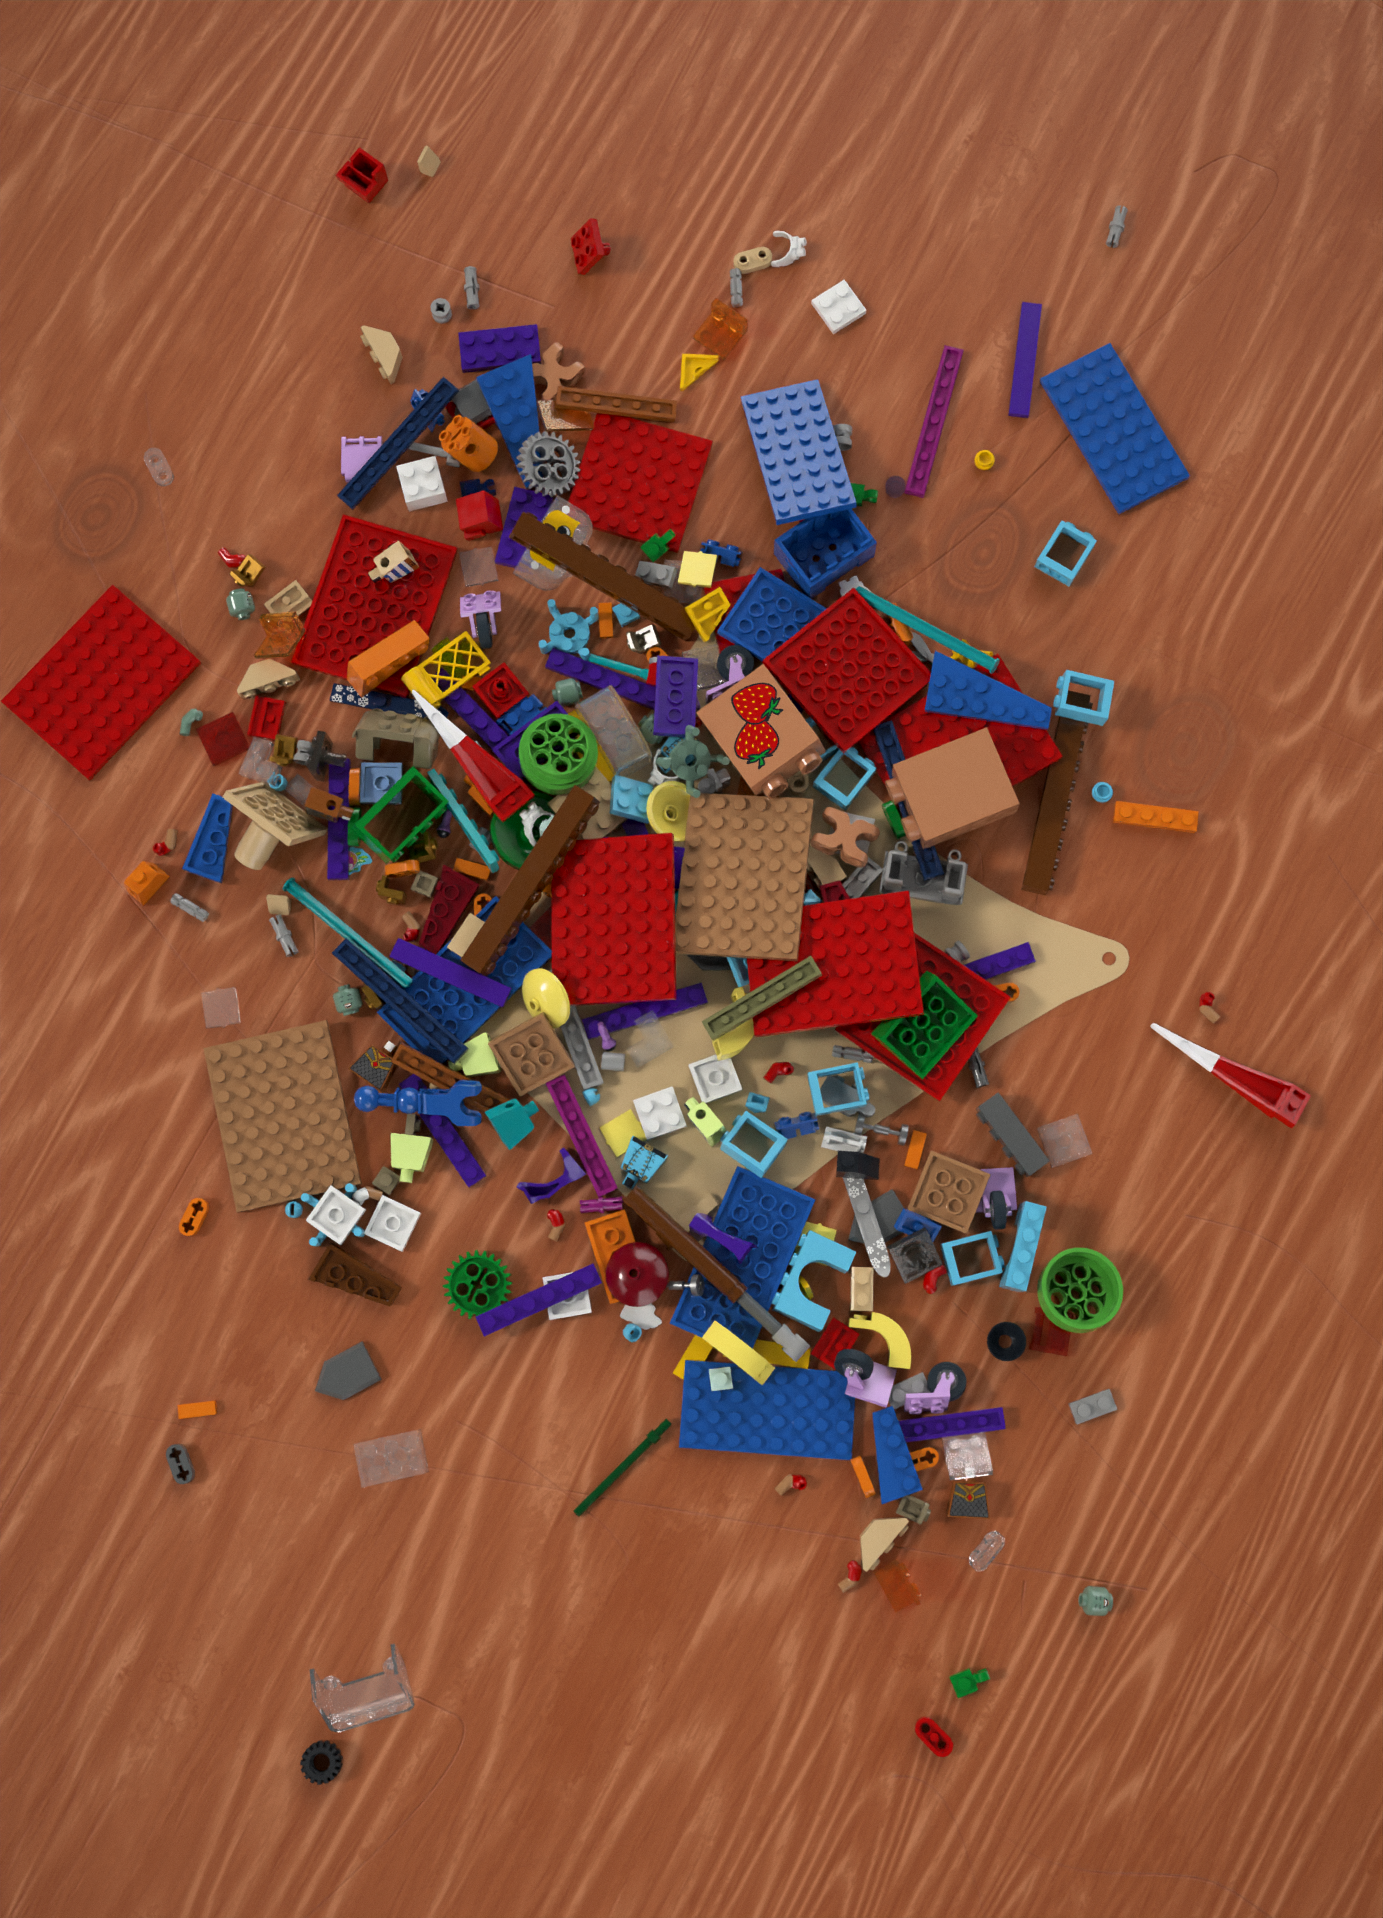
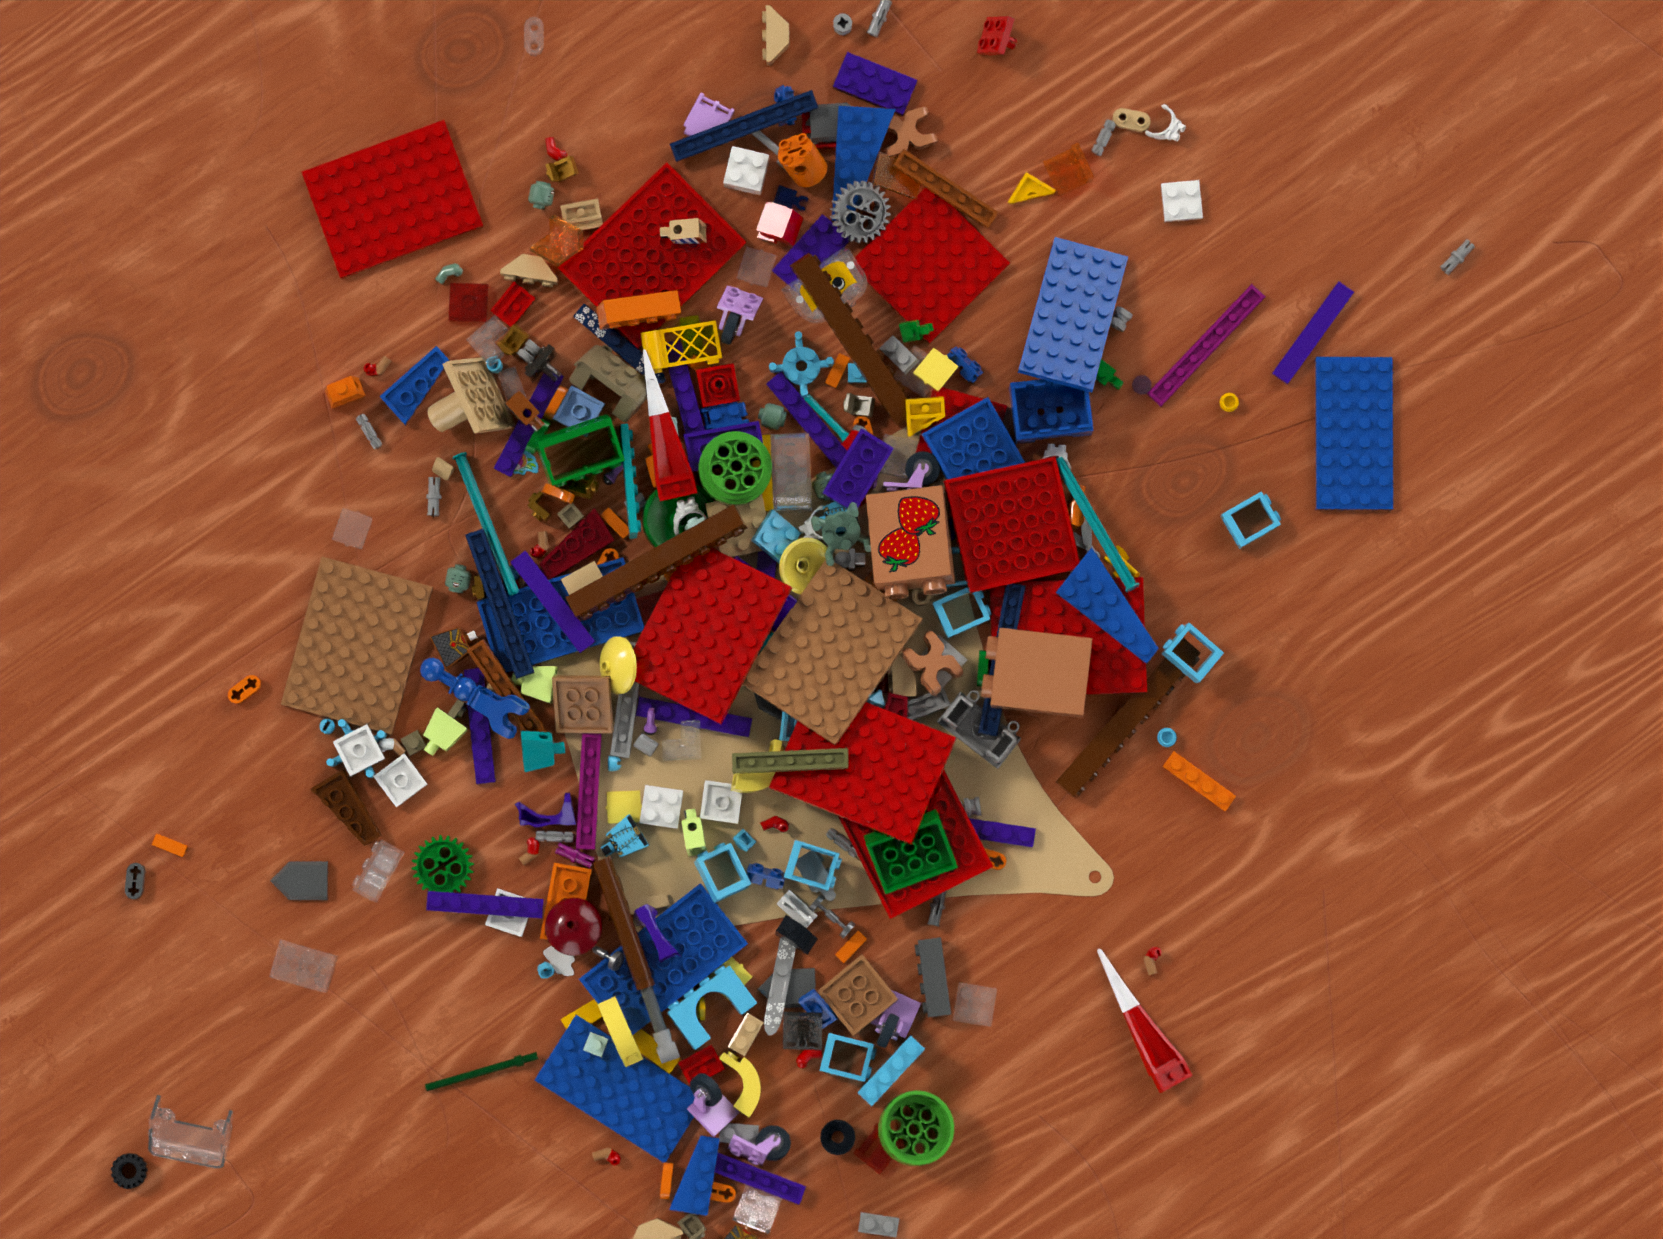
camera: 25 degrees right, 5 degrees up
(415, 1323) = (377, 870): none -> clear brick
(571, 1197) = (554, 836): none -> light grey axle

